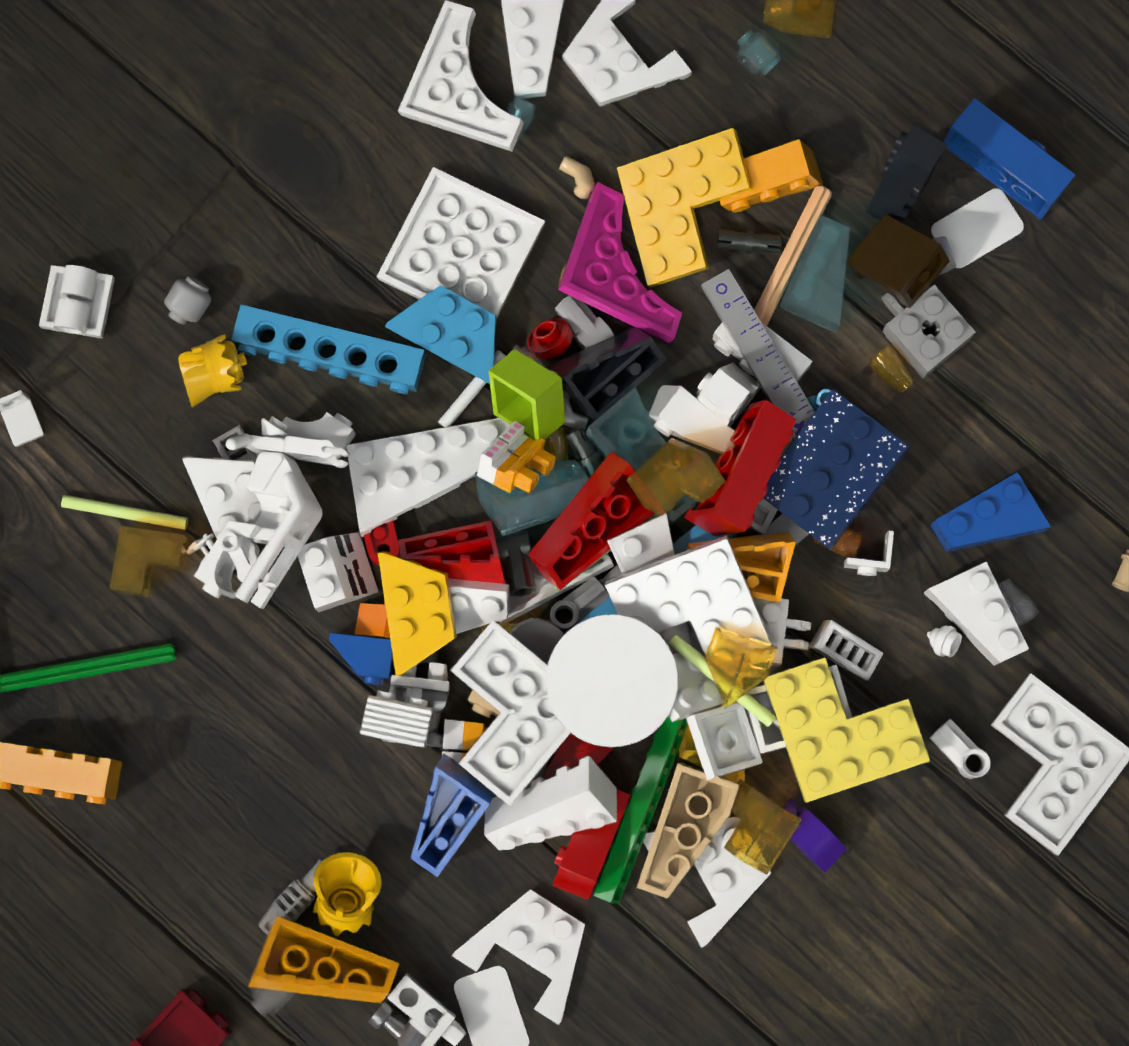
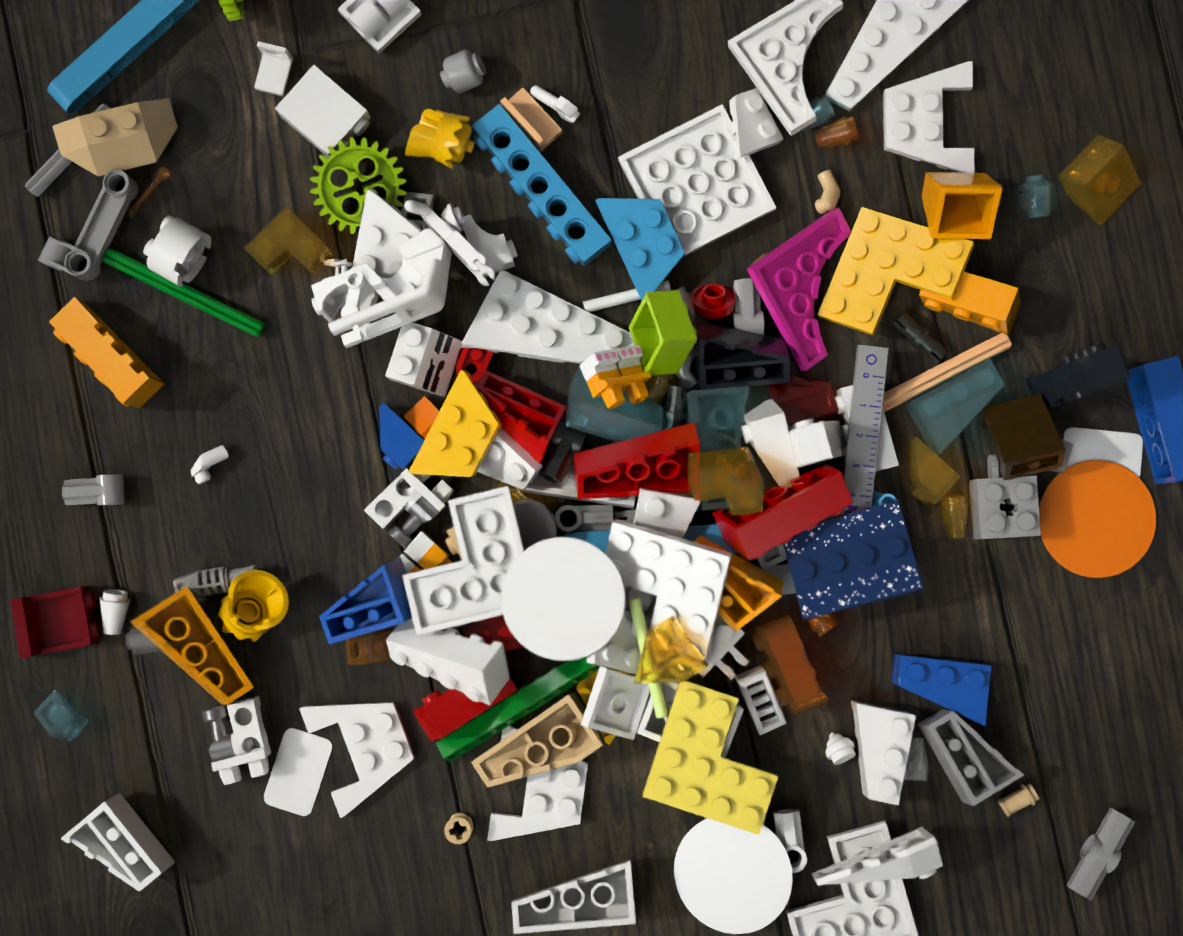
camera: 35 degrees right, 5 degrees up
(52, 634) = (177, 251): none -> white brick
(92, 424) = (323, 111): none -> white brick
(124, 512) = (300, 198): yellowish green bar -> none
(136, 894) = (102, 490): none -> light grey piece
(145, 447) = (348, 159): none -> lime gear
(209, 799) = (205, 461): none -> white arm
(224, 992) = (113, 610): none -> white cone
(277, 297) = (531, 119): none -> light nougat panel
(297, 267) = (561, 105): none -> white bar
(397, 720) = (383, 506): white brick -> none
(471, 165) = (752, 124): none -> white wing
(477, 854) = (371, 648): none -> clear orange bracket
(549, 121) = (837, 133): none -> clear orange cone
(669, 965) = (453, 835): none -> tan bush
(689, 365) = (803, 399): none -> clear red wing
(699, 105) = (960, 204): none -> light orange slope
(762, 829) = (596, 790): clear yellow brick -> none
(814, 838) = (627, 817): dark purple brick -> none
(826, 934) = (583, 902): none -> white wedge
(842, 350) = (928, 473): none -> clear yellow slope
(845, 600) = (788, 664): none -> clear orange wedge
(870, 567) = (825, 653): white bracket -> none
(935, 817) = (732, 876): none -> white sticker
(1014, 284) = (1097, 519): none -> orange sticker
(1056, 566) = (966, 758): none -> light grey wedge
(1066, 691) = (899, 858): none -> white wedge

